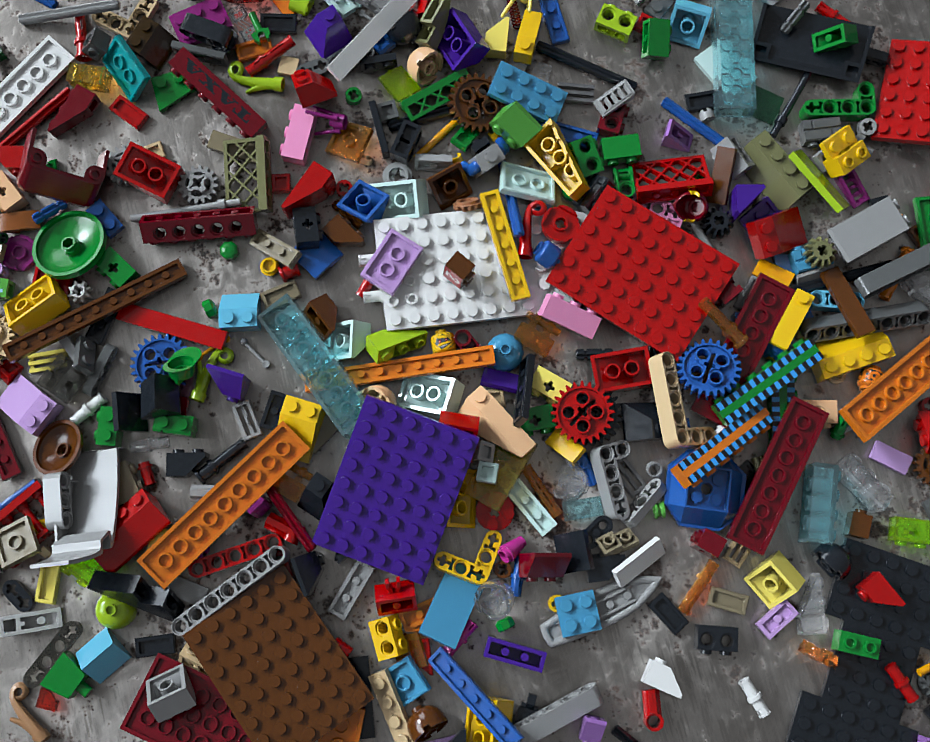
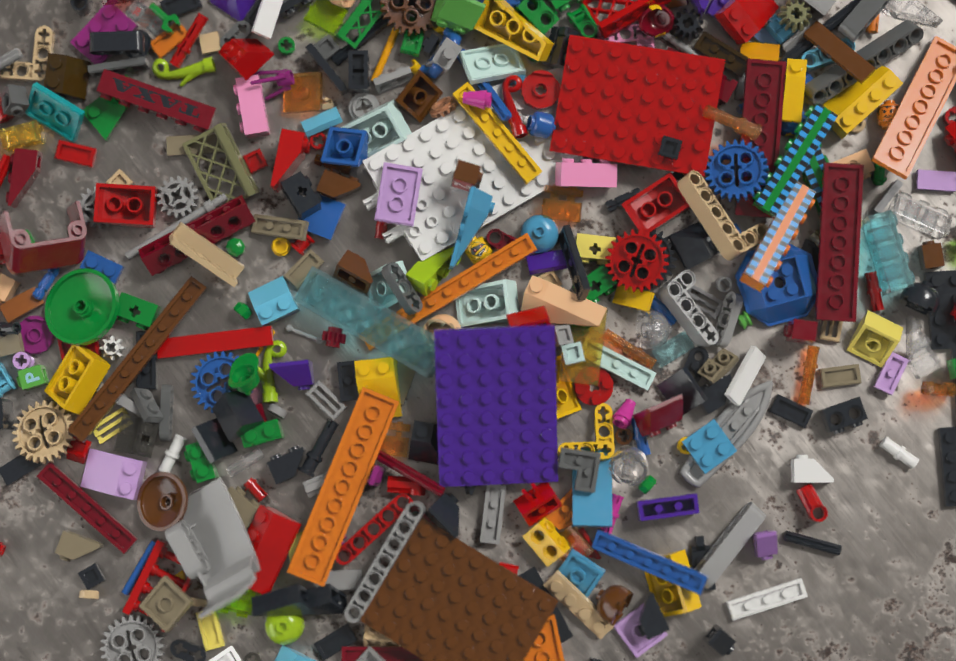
camera: 20 degrees left, 5 degrees up
(198, 243) = (206, 253): none -> tan fence
(198, 410) = (277, 411): none -> light grey tile
(279, 366) = (333, 337): none -> dark red gear
(351, 342) = (405, 302): none -> dark grey beam
(354, 173) = (321, 122): none -> medium azure tile
(453, 307) = (474, 216): none -> dark azure wedge
(455, 581) = (586, 465): none -> dark grey plate
(500, 207) = (480, 99): none -> dark pink cone
(656, 322) = (670, 147): none -> black tile
(746, 271) = (715, 48): none -> dark brown plate
(791, 535) = (874, 291): none -> red pin
(838, 453) = (886, 197): none -> flat silver tile

